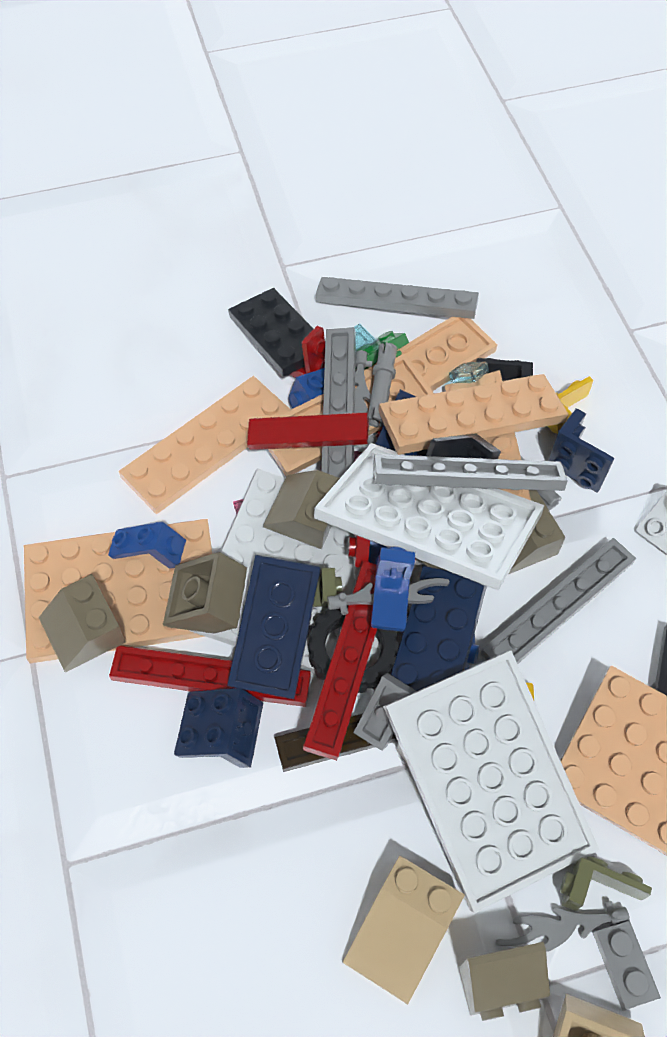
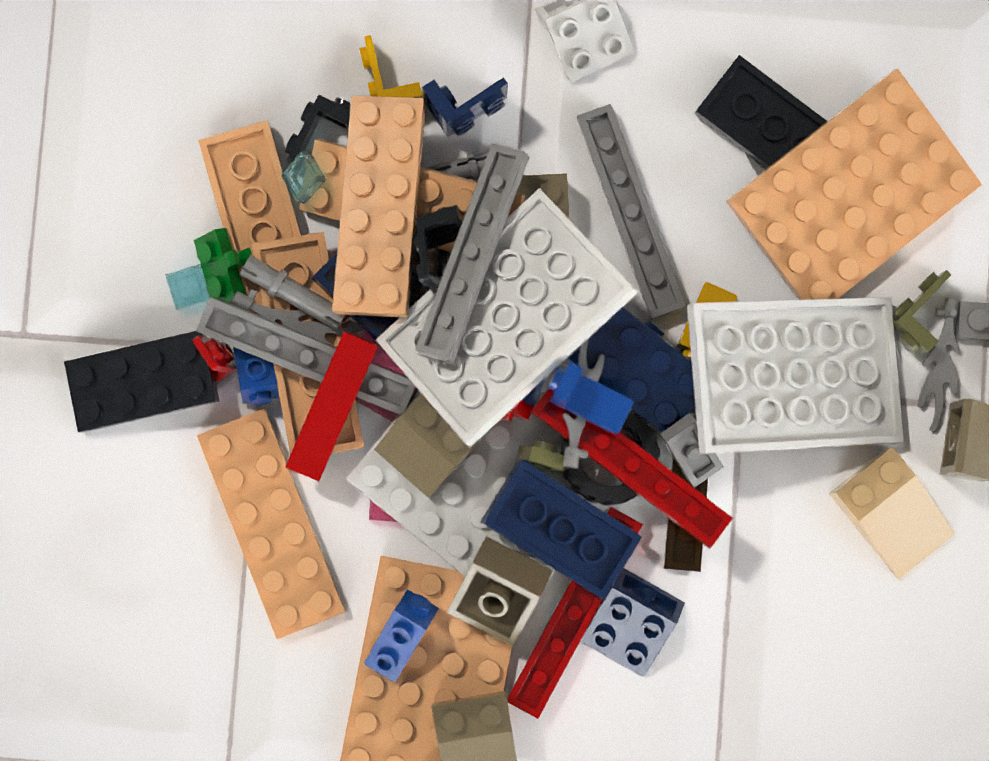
camera: 70 degrees left, 25 degrees up
(397, 297) = (144, 212): light grey plate -> none

